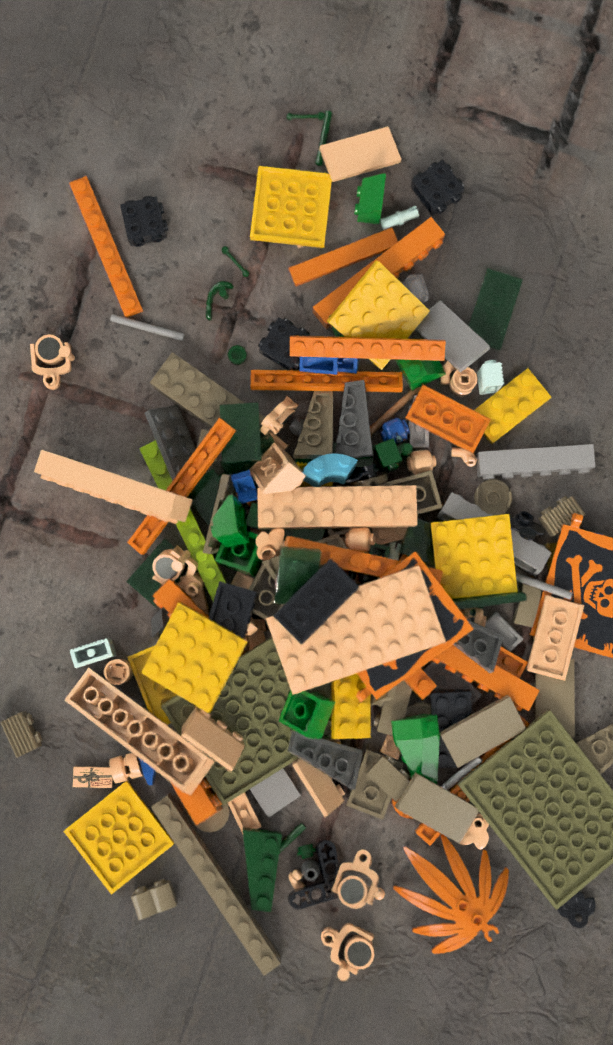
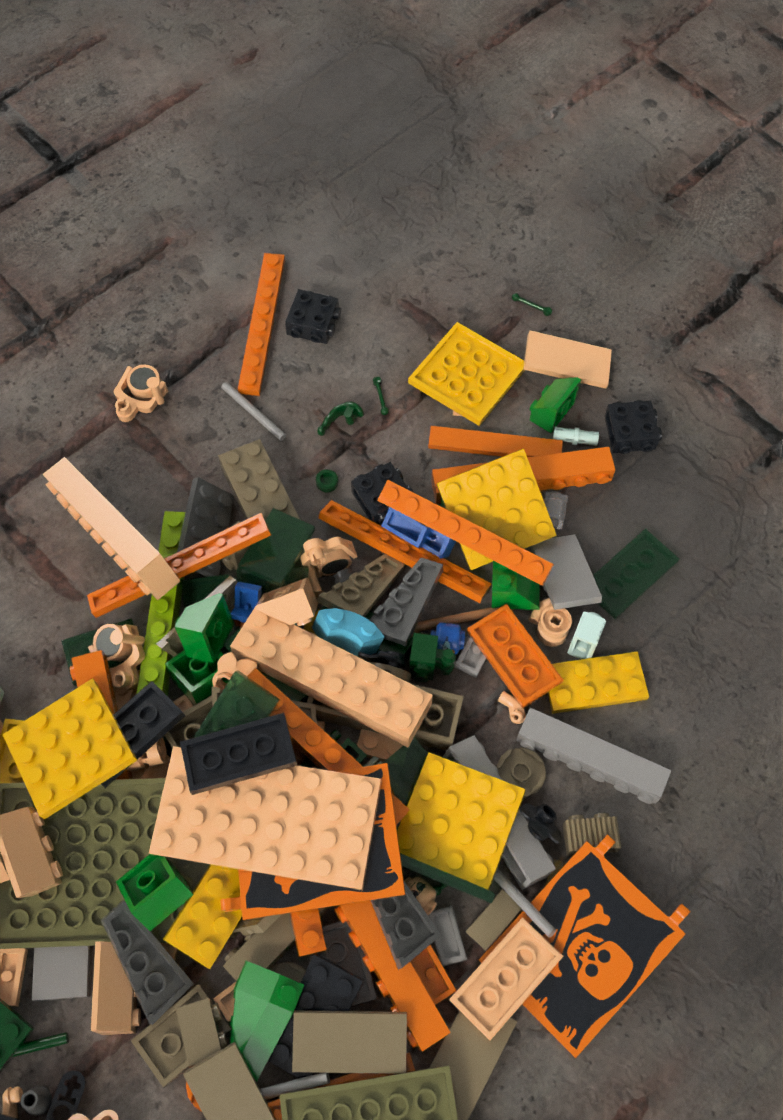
camera: 30 degrees right, 20 degrees down
(306, 851) = (47, 1071): dark green plate -> none
(324, 136) = (541, 327): dark green bar -> none
(359, 539) = (337, 724): light nougat head -> none
(421, 462) = (459, 684): light nougat head -> none

